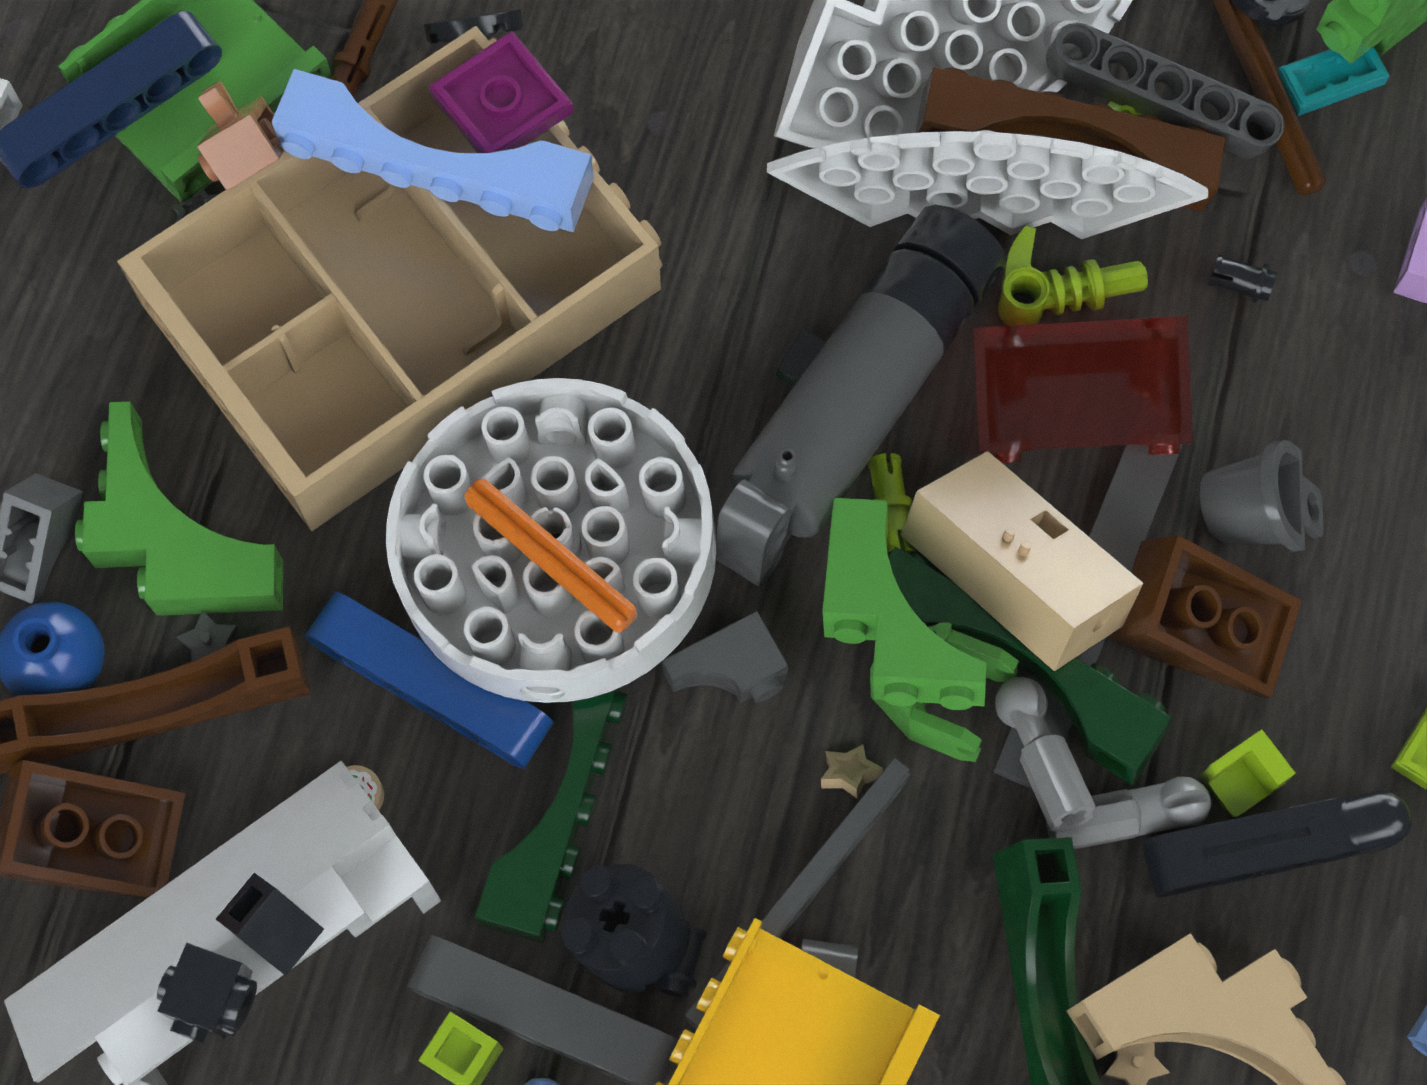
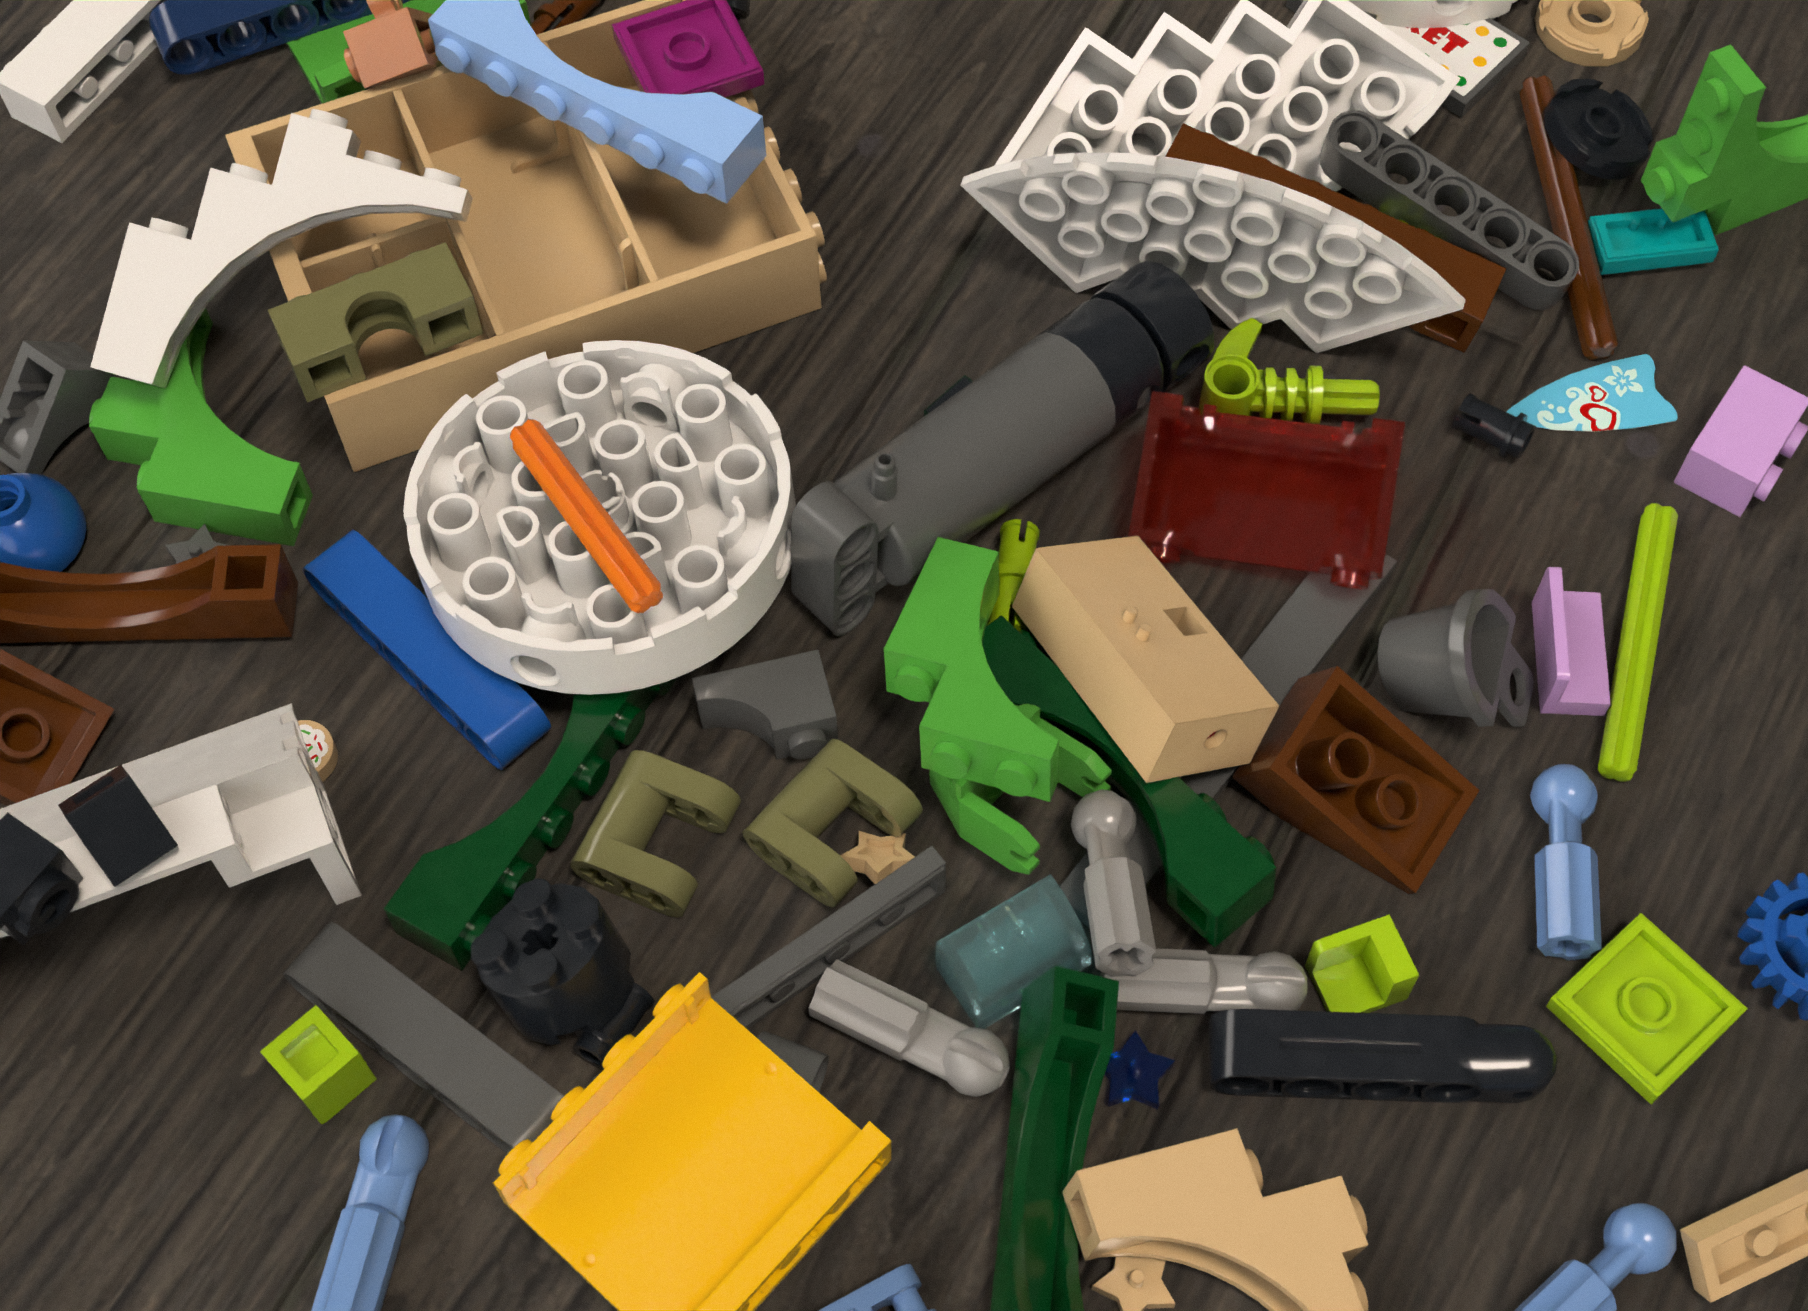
camera: 15 degrees right, 10 degrees down
(228, 299) = (318, 180): none -> white arch
(346, 383) = (414, 294): none -> olive arch
(641, 791) = (615, 844): none -> olive connector
(782, 740) = (828, 784): none -> olive connector
(915, 909) = (909, 1030): none -> light grey piece
(977, 826) = (1009, 949): none -> clear light blue brick
(1096, 898) = (1136, 1073): none -> clear blue piece
(1318, 231) = (1600, 399): none -> medium azure sticker
(1344, 462) = (1569, 649): none -> lavender panel
(1382, 652) = (1565, 867): none -> medium blue piece
(1396, 443) = (1638, 643): none -> lime axle

